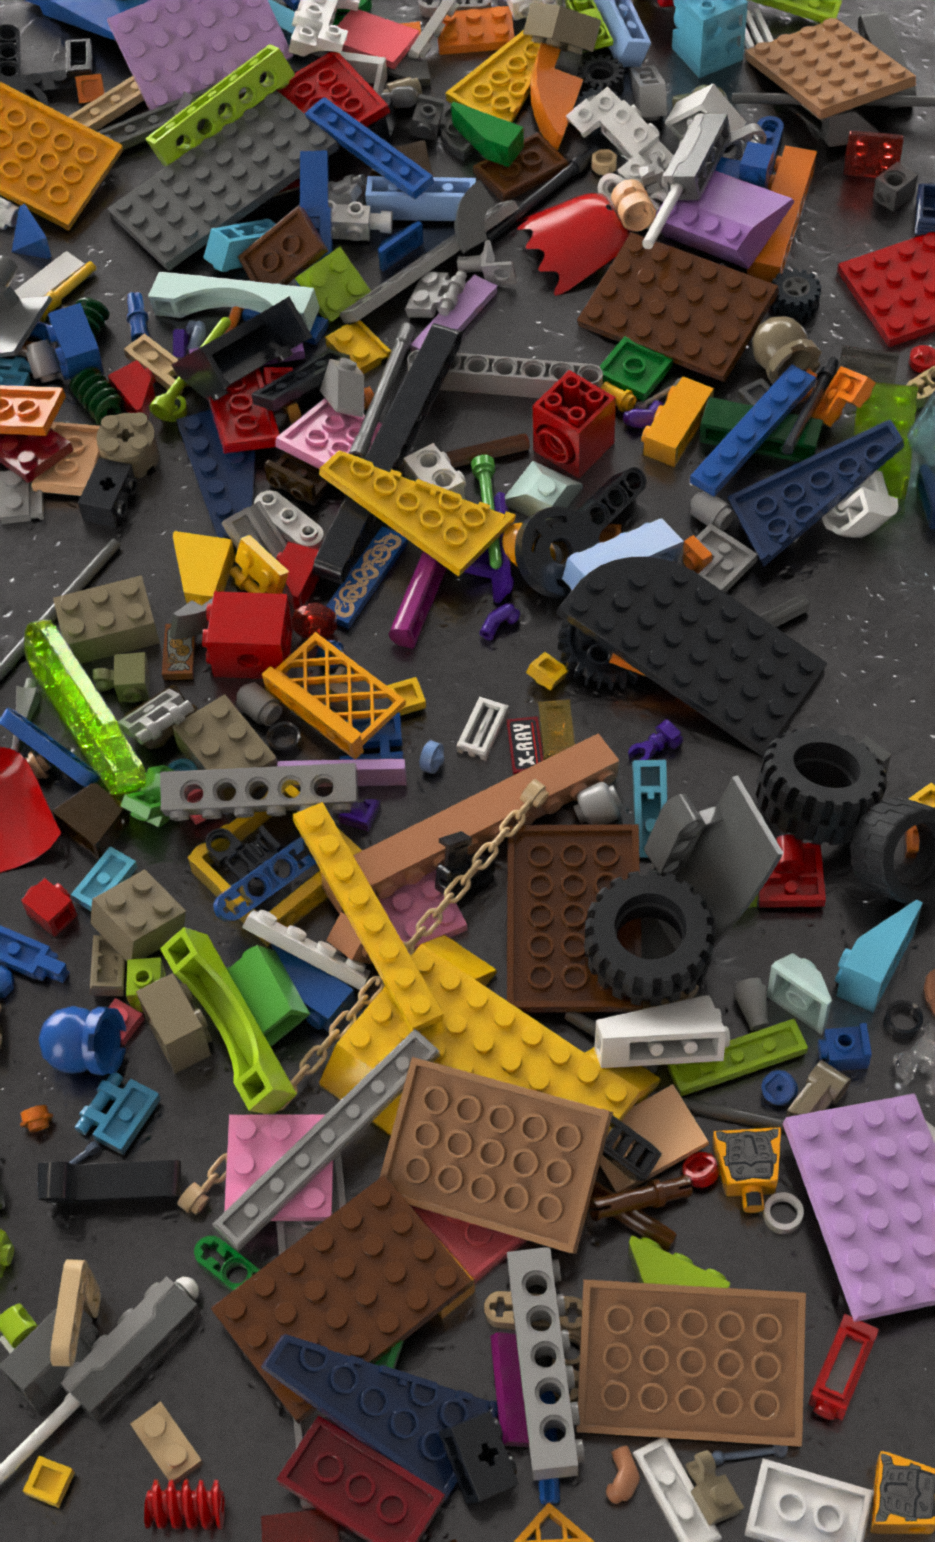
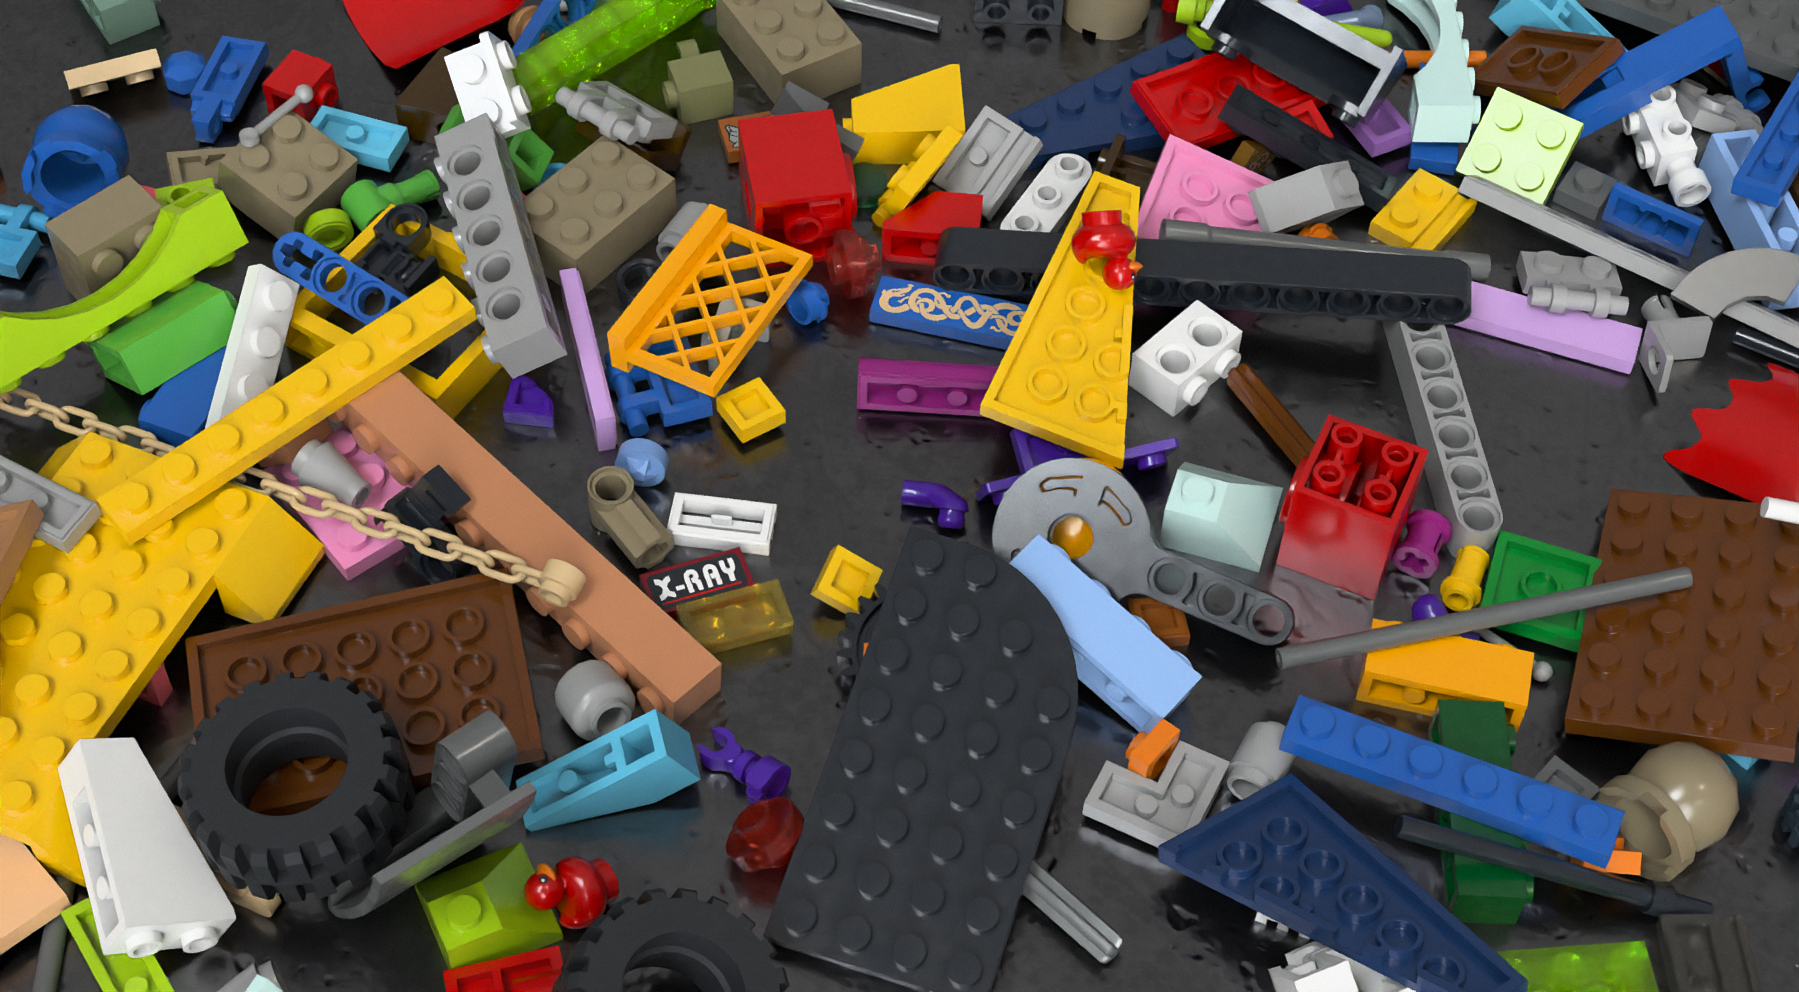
camera: 70 degrees right, 5 degrees down
(122, 916) = (250, 136): none -> light grey hinge
(131, 771) = (487, 84): none -> white bracket
(172, 871) = (366, 200): none -> bright green pin
(186, 902) = (329, 227): none -> lime tile
(368, 268) = (1584, 190): none -> dark grey plate
(381, 472) = (1103, 237): none -> red animal
(408, 913) = (327, 470): none -> light grey cone
(472, 770) = (627, 518): none -> dark tan piece
(483, 469) = (1228, 418): bright green piece -> none
(660, 389) = (1483, 617): none -> dark grey piece
(707, 737) = (765, 834): none -> clear red plate
(844, 388) = (1596, 919): orange plate -> none

